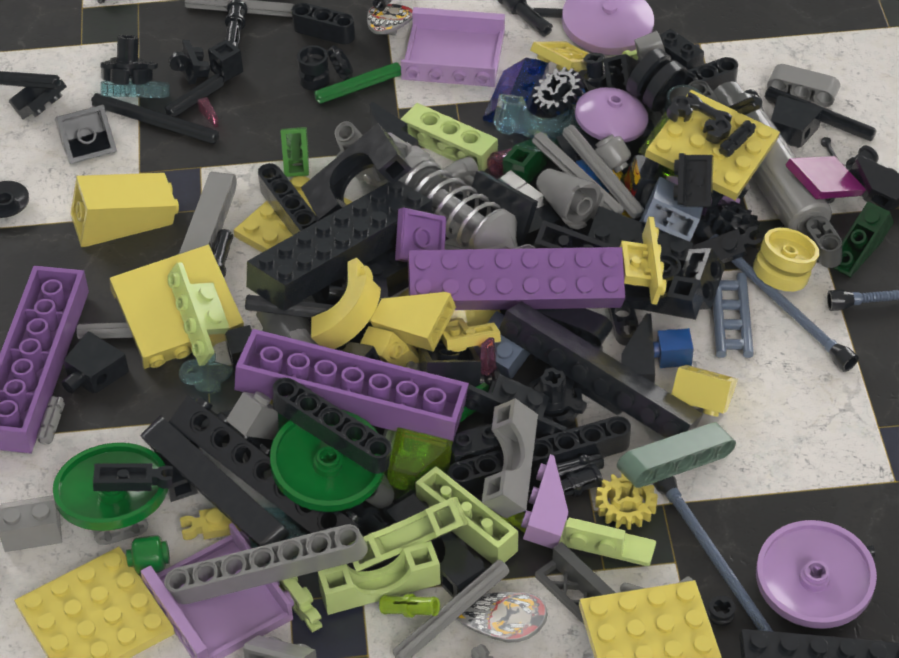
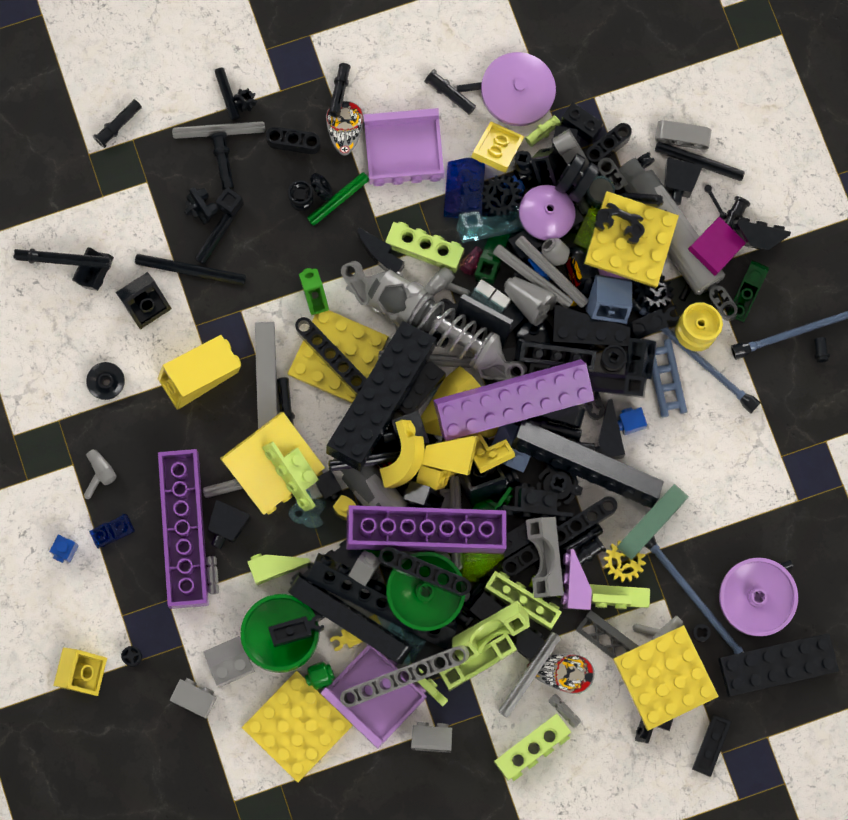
camera: 15 degrees left, 30 degrees up
(127, 64) = (155, 228): black piece -> none
(128, 419) = (272, 566): none -> yellowish green slope
(150, 89) = (181, 245): clear light blue beam -> none
(208, 111) = (228, 252): clear pink piece -> none
(371, 150) = (351, 333): black arch -> none
(409, 605) = (502, 677): lime pin -> none
(418, 232) = (435, 373): medium lavender tile -> none
(488, 356) = (509, 470): clear pink piece -> none
(643, 262) = (600, 363): light yellow bracket -> none
(694, 180) = (626, 285): black bracket -> none
(704, 389) = (659, 453): light yellow slope -> none
(737, 138) = (650, 238): black axle -> none

